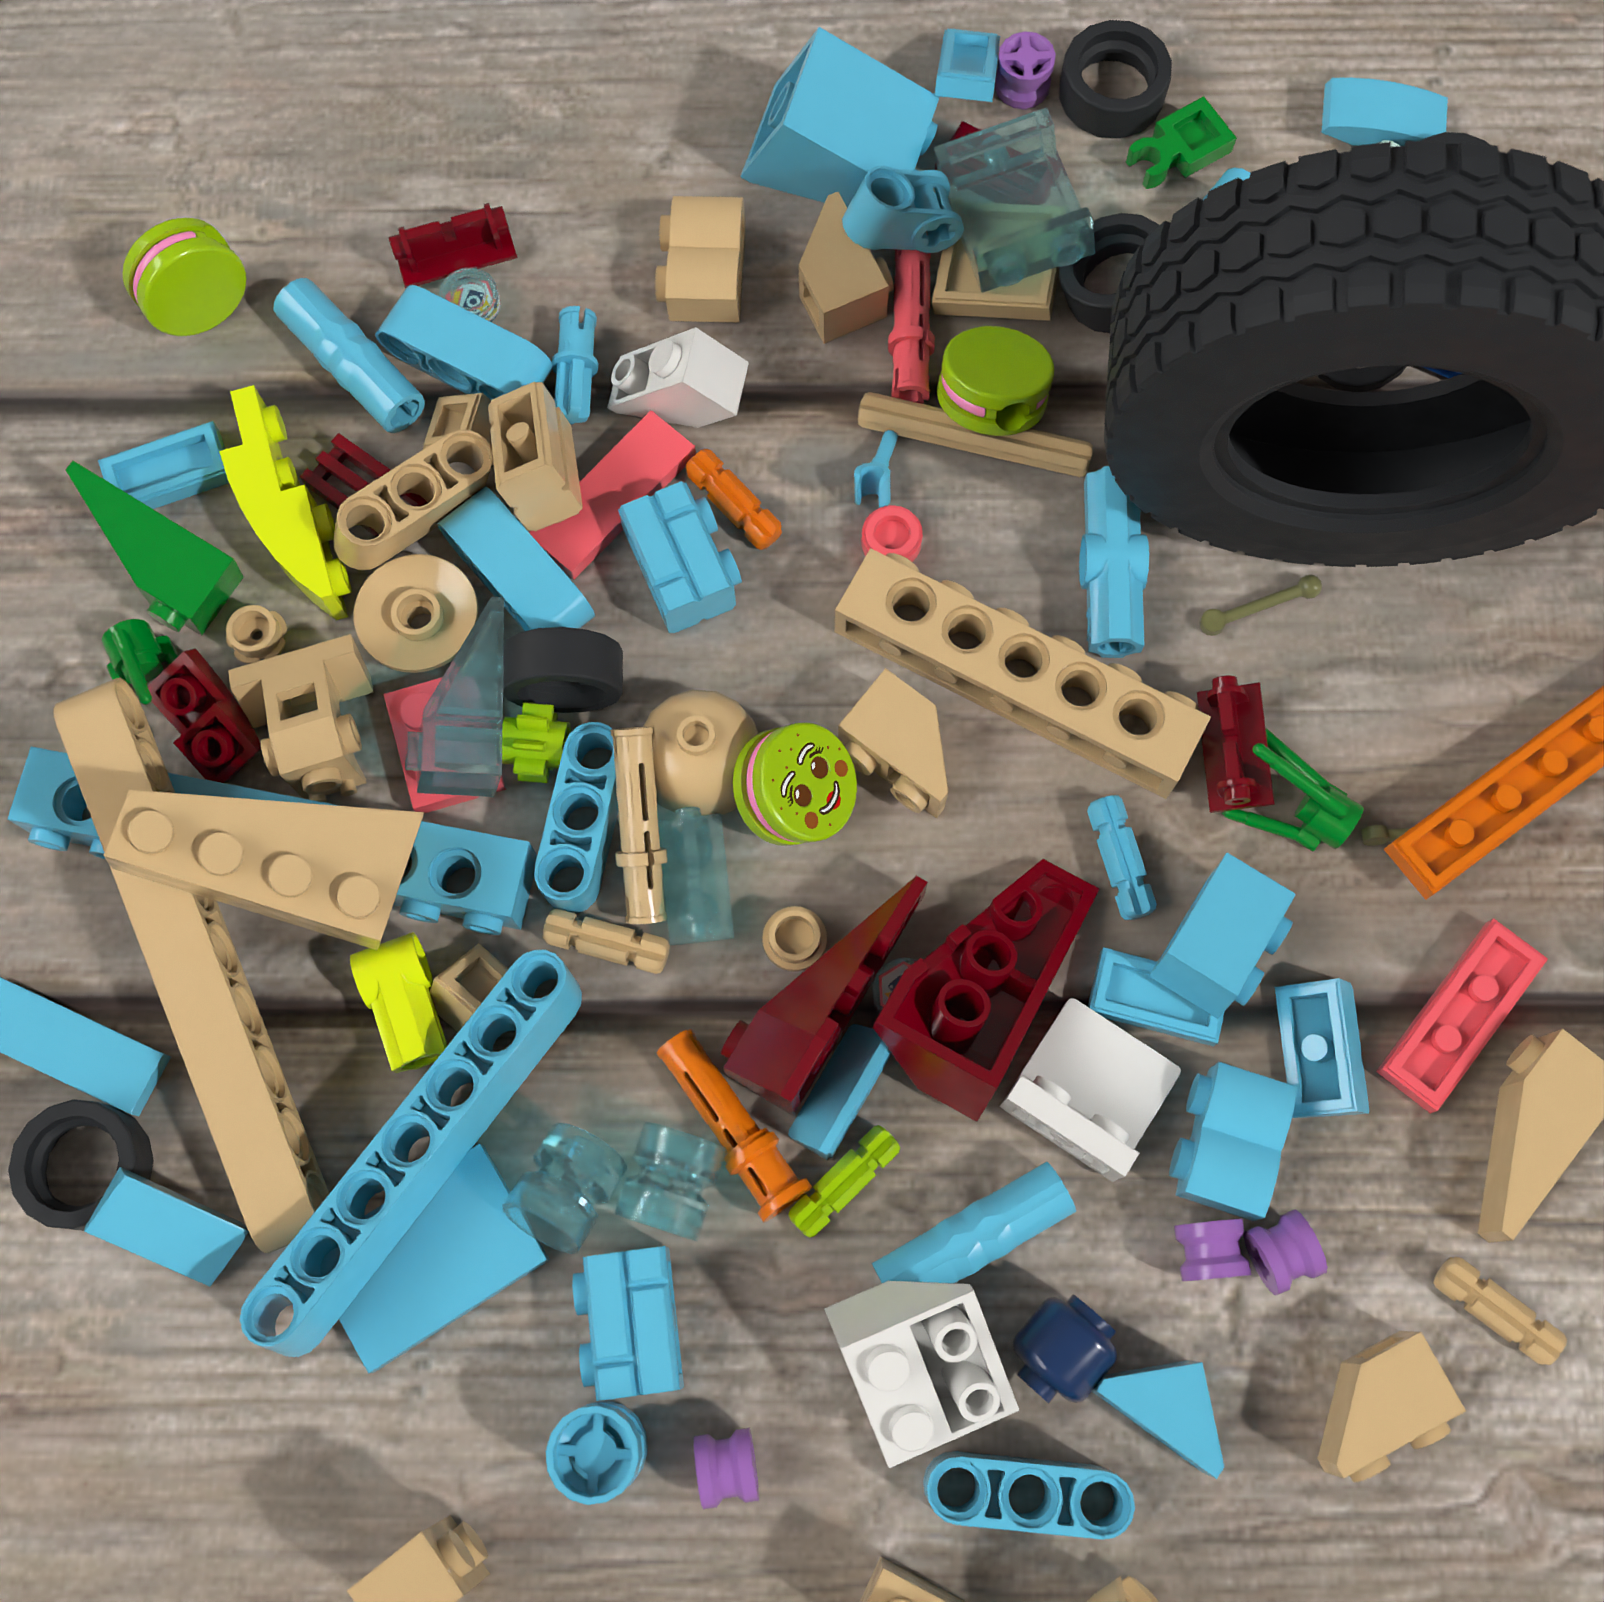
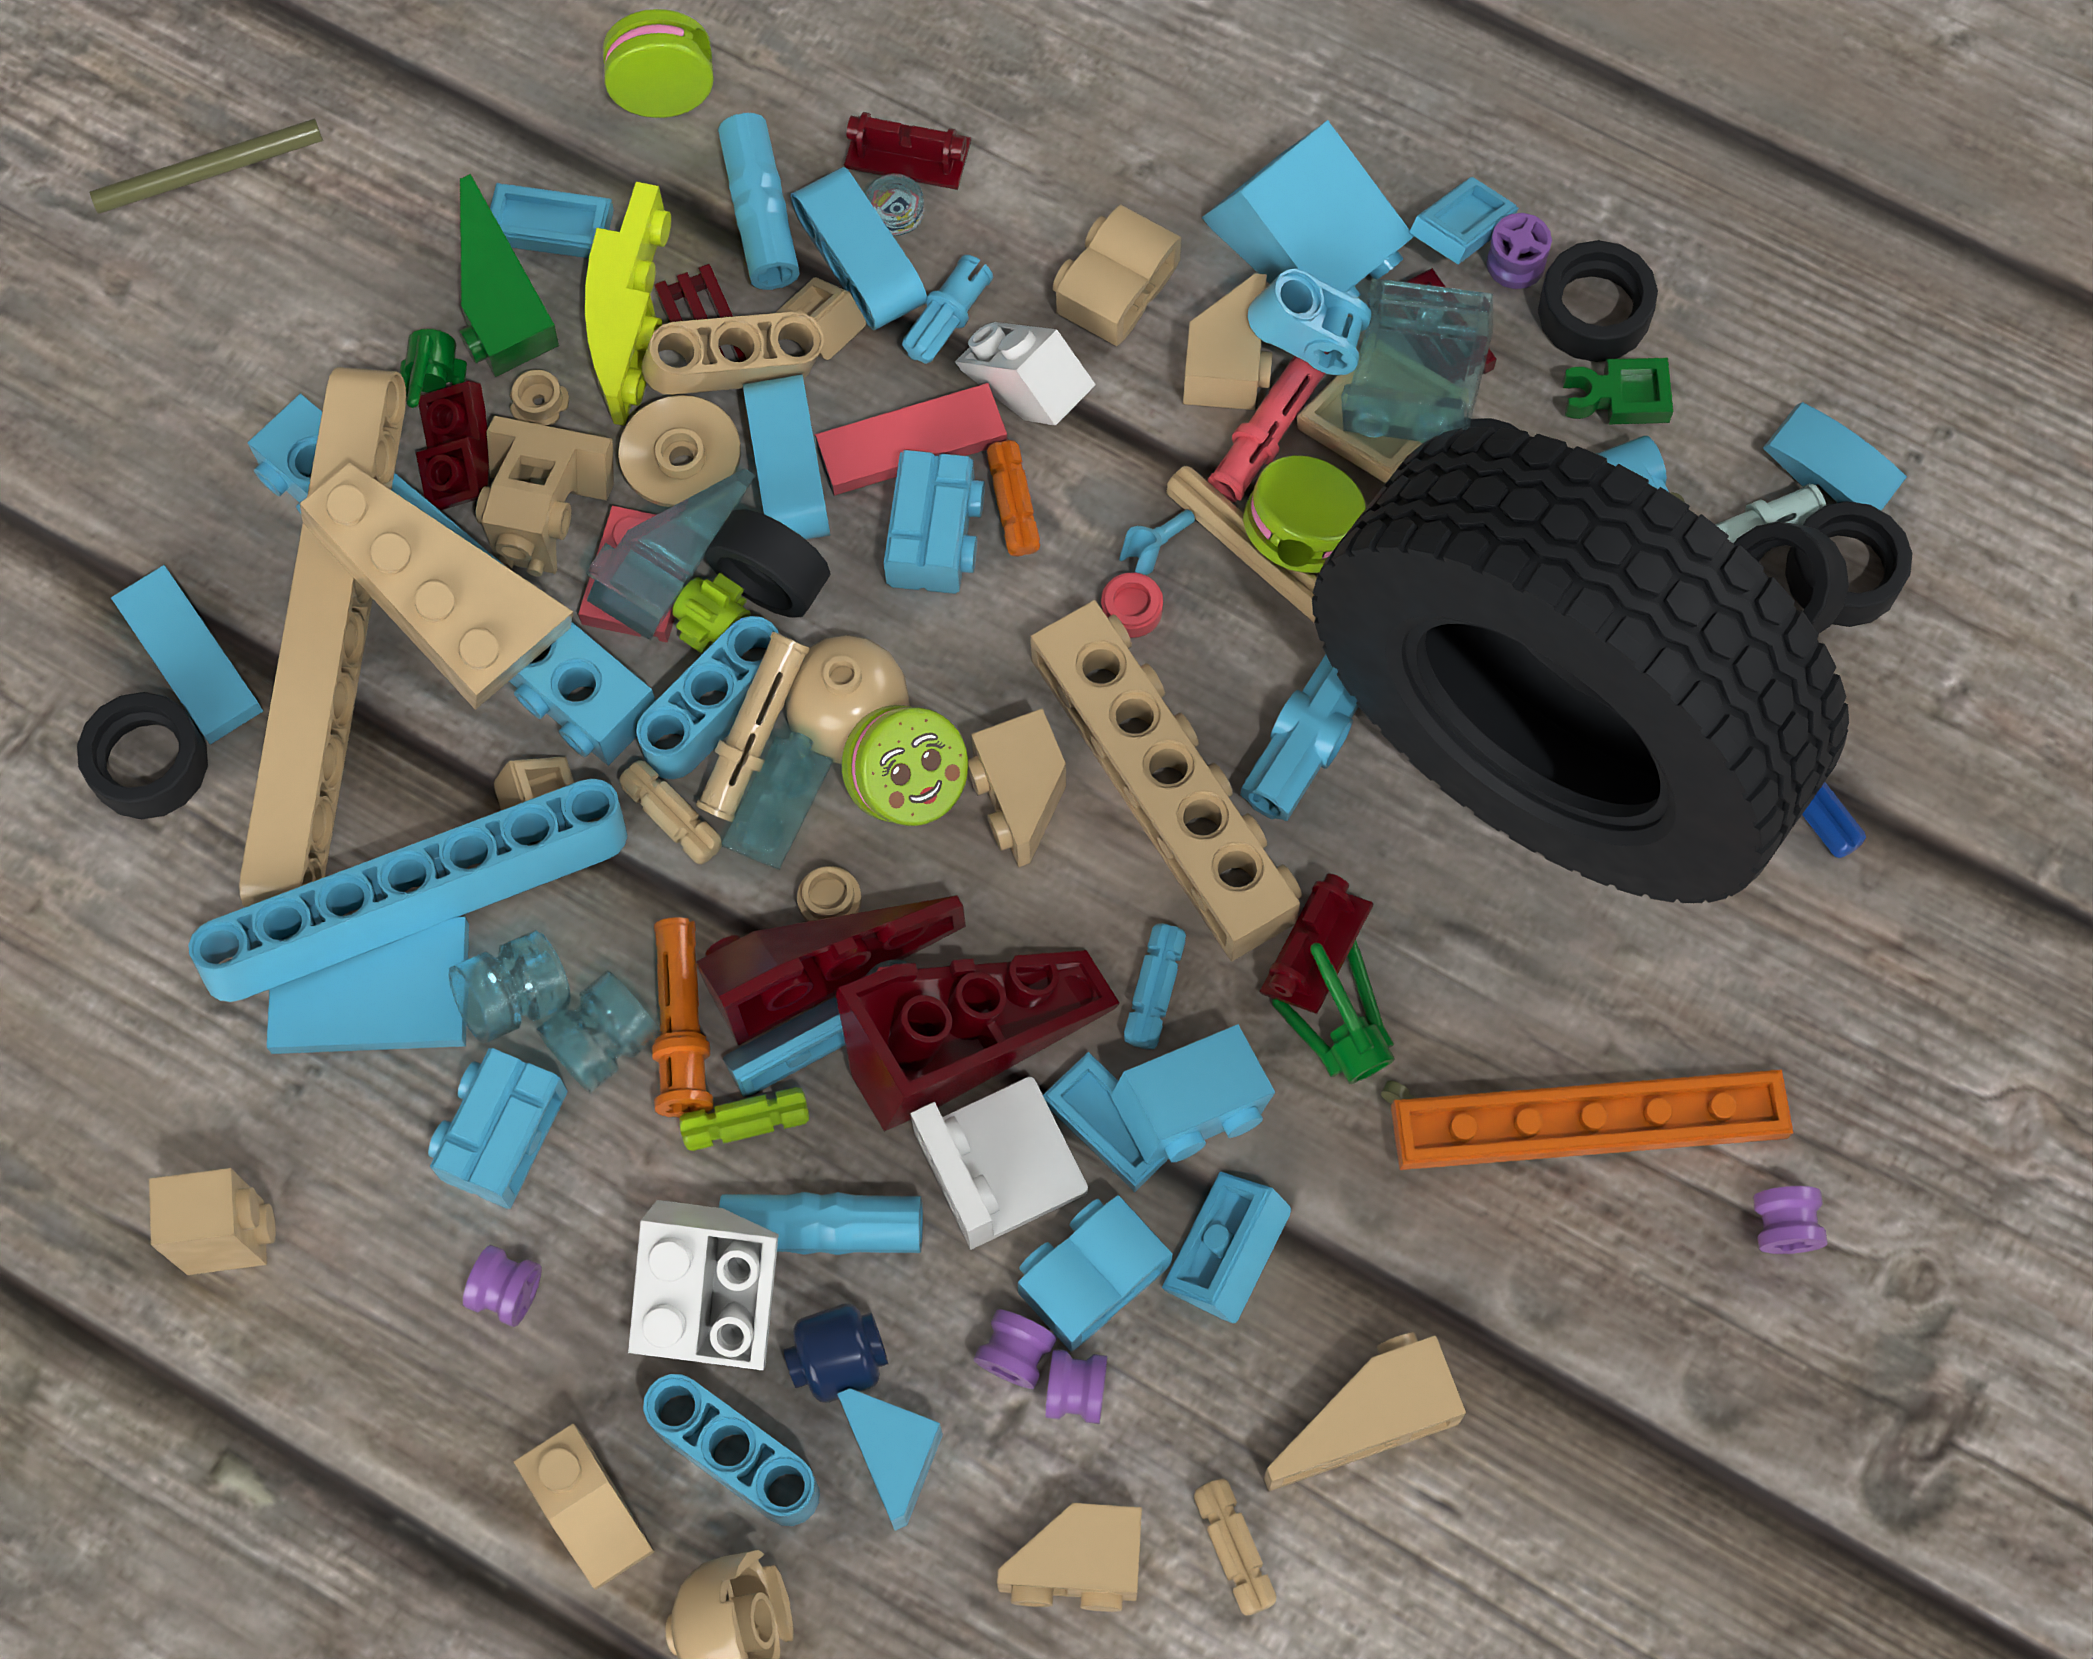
camera: 30 degrees right, 5 degrees down
(166, 1227) = (178, 840): medium azure slope -> none
(396, 988) = (474, 753): neon yellow piece -> none
(534, 457) = (856, 370): tan brick -> none
(596, 1452) = (407, 1208): medium azure wheel -> none
(1214, 620) = (1374, 833): olive hinge -> none
(1461, 1016) = (1370, 1288): coral tile -> none

